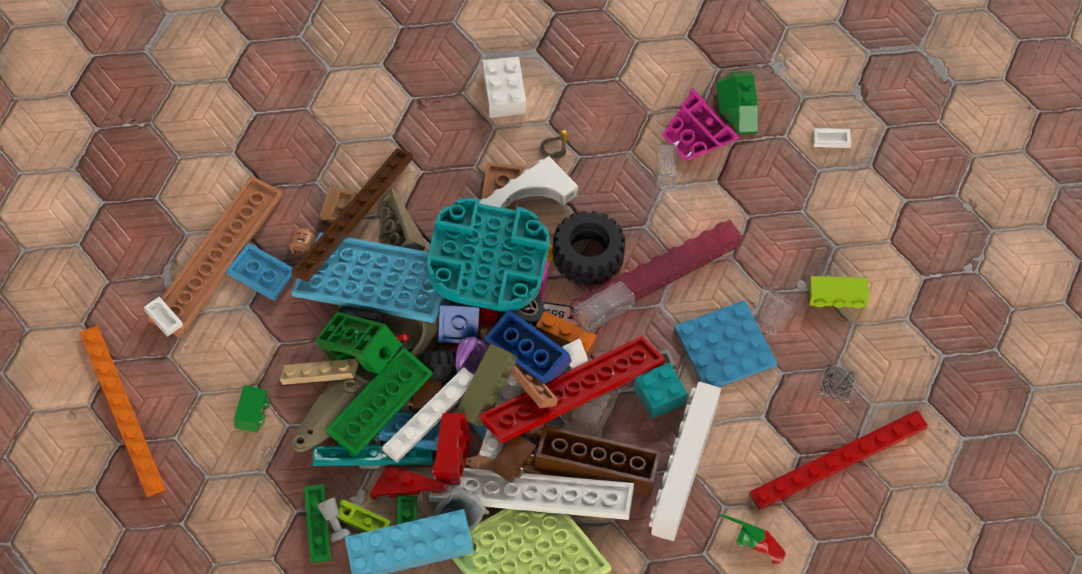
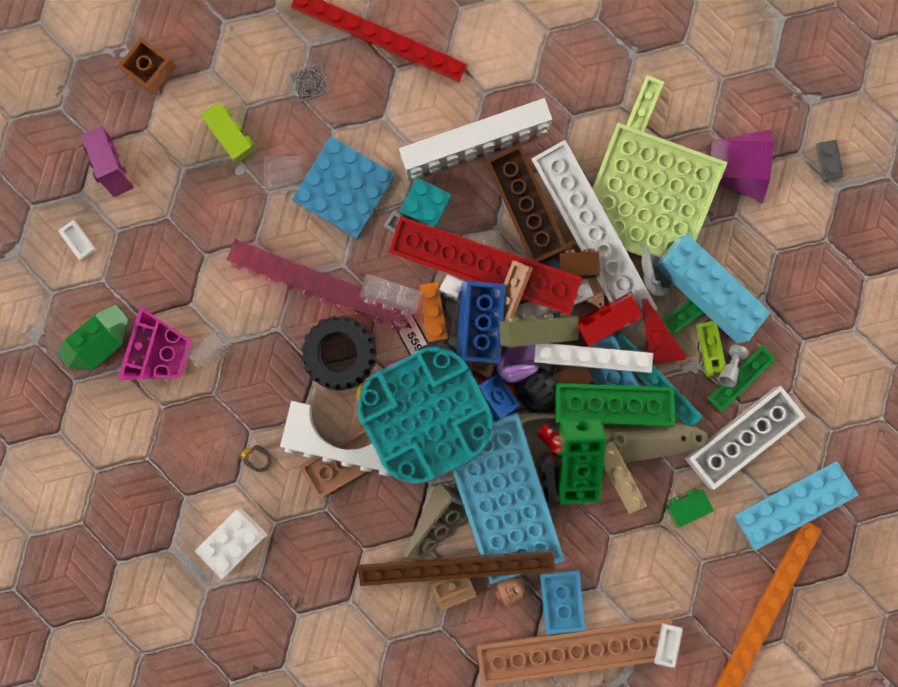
camera: 115 degrees left, 25 degrees up
(181, 488) = (795, 505): none -> medium azure plate
(269, 486) = (745, 437): none -> white brick
(758, 540) = (495, 47): animal -> none
(881, 191) = (105, 161): none -> magenta wedge
(941, 269) = (146, 66): none -> dark orange brick

